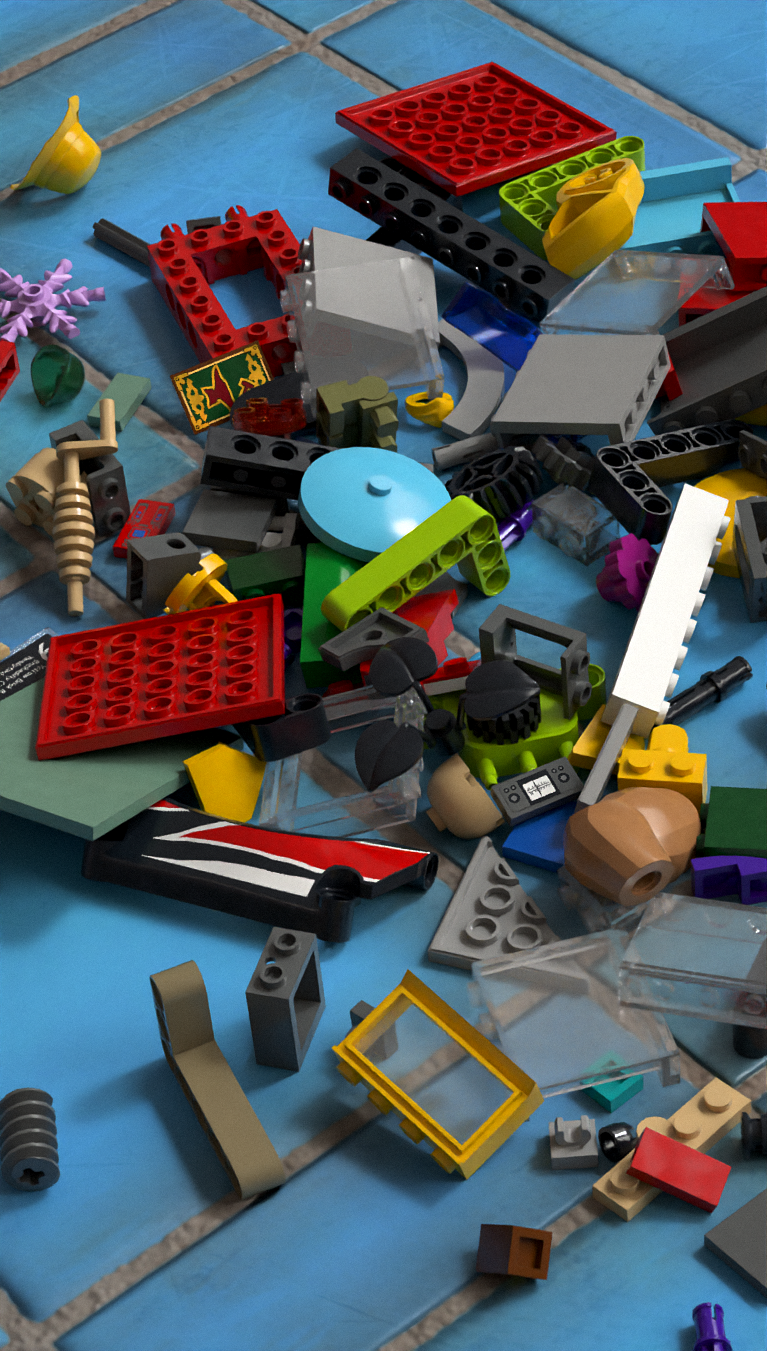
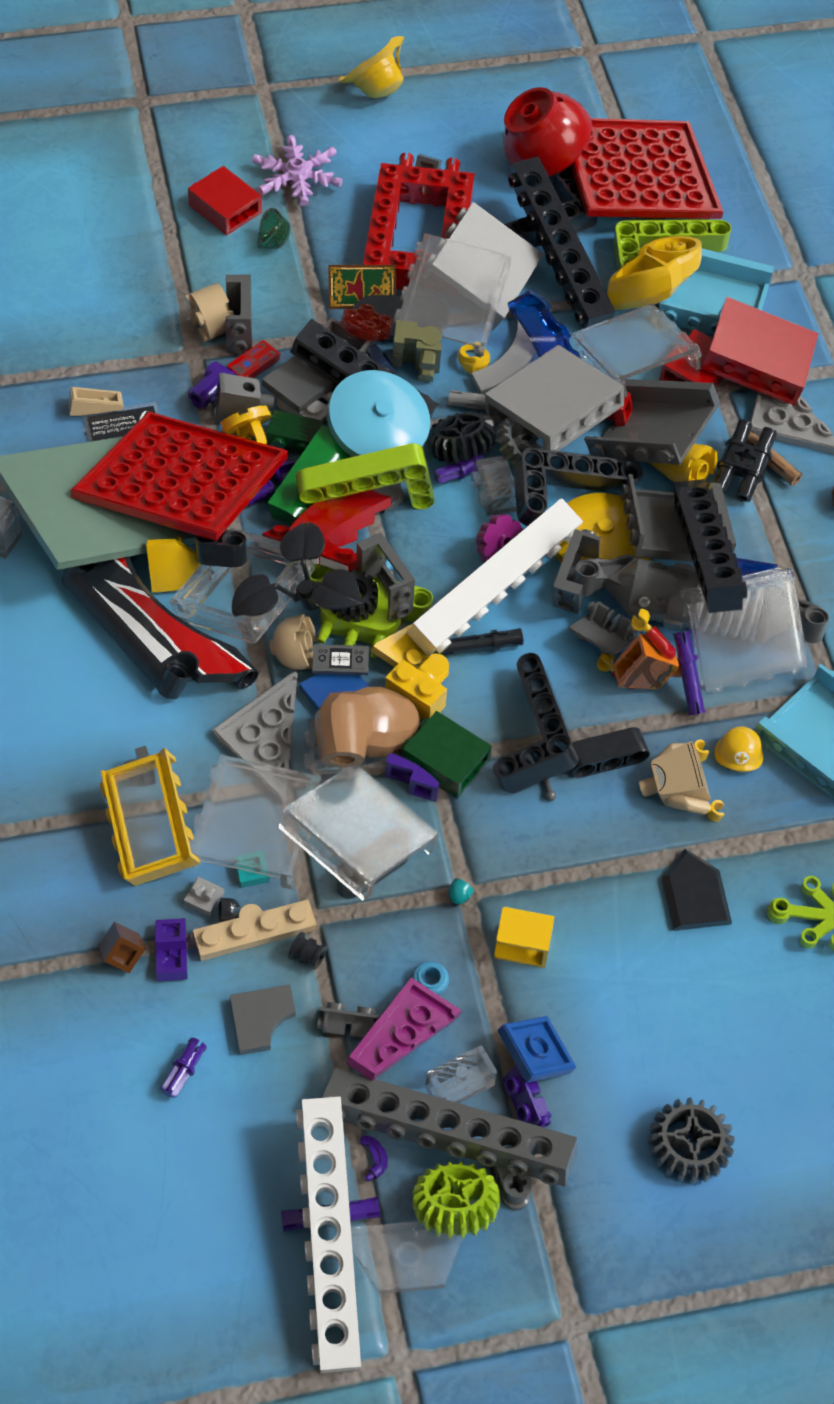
camera: 20 degrees right, 15 degrees up
(73, 518) = (210, 330): tan piece -> none
(108, 578) = (204, 391): none -> dark purple piece
(122, 240) = (379, 146): dark grey axle -> none
(127, 393) = (300, 264): sand green tile -> none
(209, 1082) = (34, 757): dark tan beam -> none
(285, 999) = (103, 726): dark grey window -> none
(328, 117) = (546, 127): none -> red piece
(366, 637) = (312, 509): dark grey tile -> none
(579, 1225) = (171, 949): none -> dark purple slope
(608, 757) = (386, 663): light grey tile -> none
(678, 1170) = (242, 947): red tile -> none

